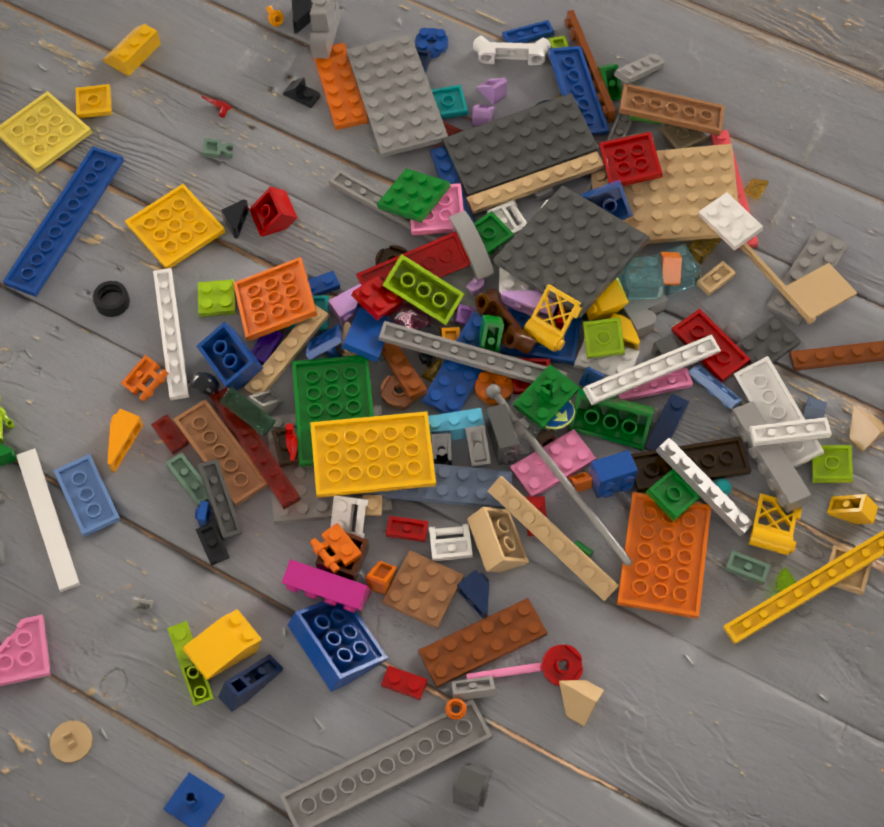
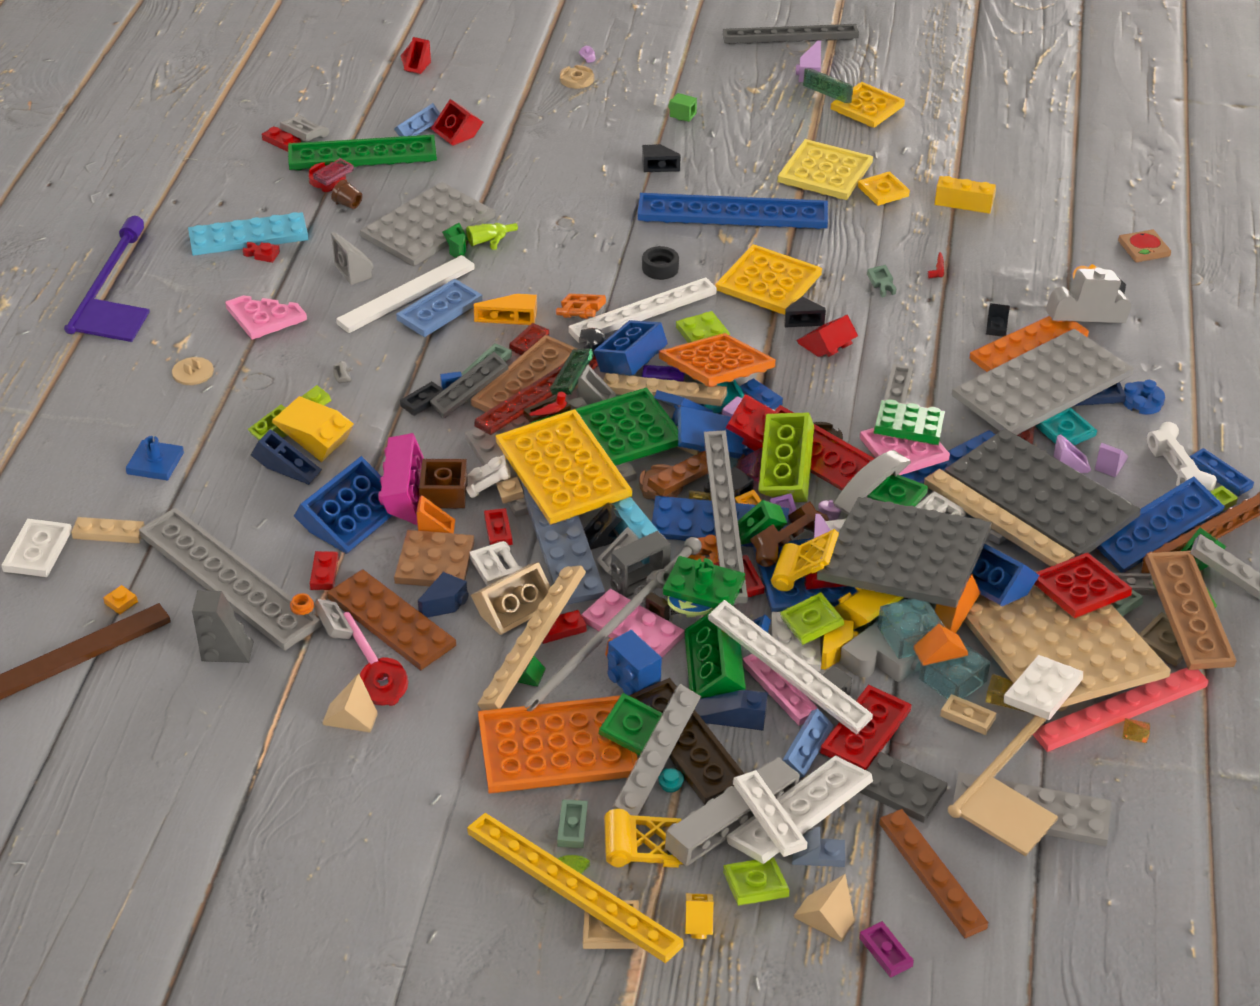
camera: 70 degrees right, 20 degrees down
(340, 544) = (446, 468): orange plate -> none

